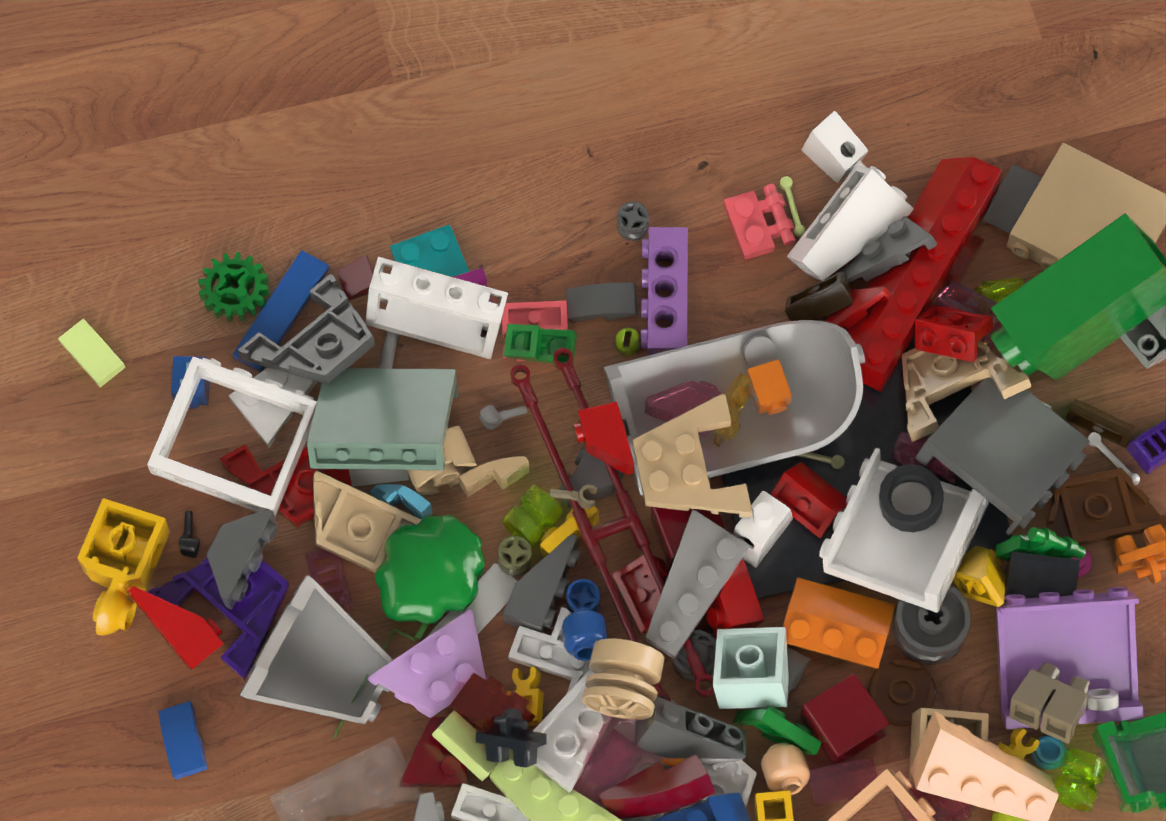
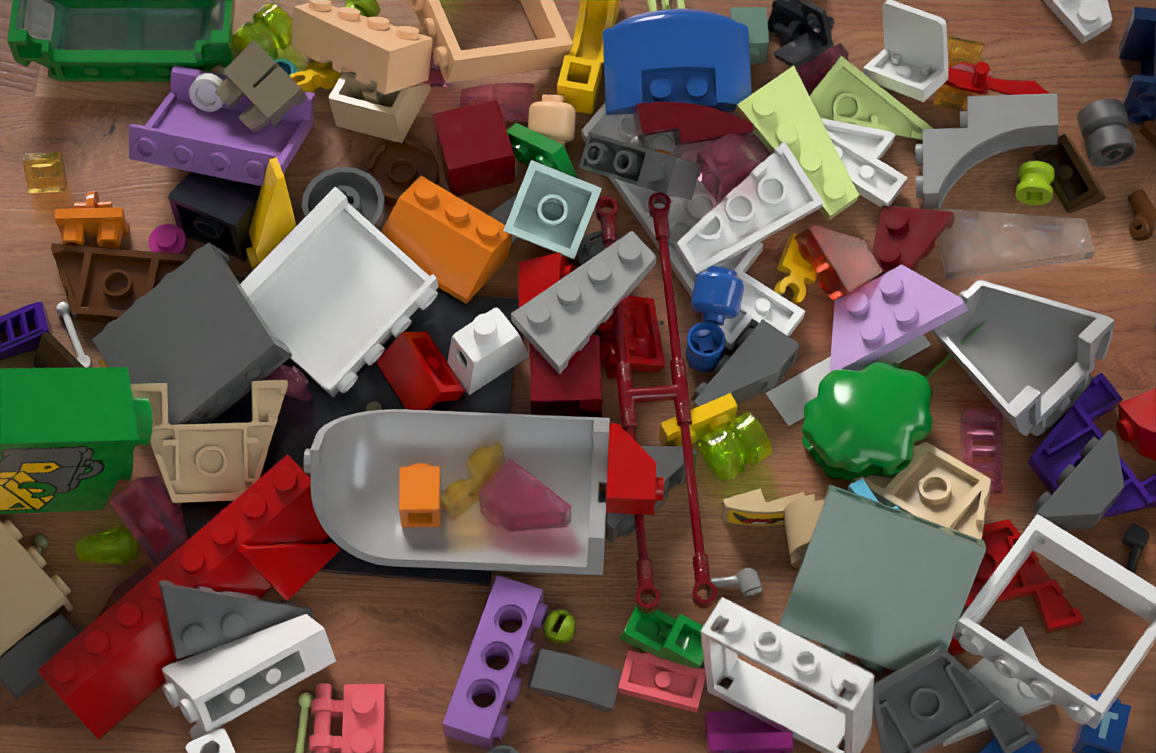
camera: 165 degrees left, 5 degrees down
(460, 740) = (869, 222): yellowish green slope -> none
(508, 734) = (829, 201): black hips -> none
(514, 548) = (769, 406): olive wheel -> none
(576, 495) = (679, 427): dark tan hand -> none
(623, 679) = (697, 204): tan wheel -> none
(674, 465) = (564, 410): tan wing -> none
(759, 350) = (415, 537): light grey tile -> none
(820, 299) = (320, 594): dark brown slope -> none
(906, 474) = (306, 292): black tyre -> none
(951, 332) = (186, 487): red bracket -> none
(1040, 542) = (196, 231): green plate -> none

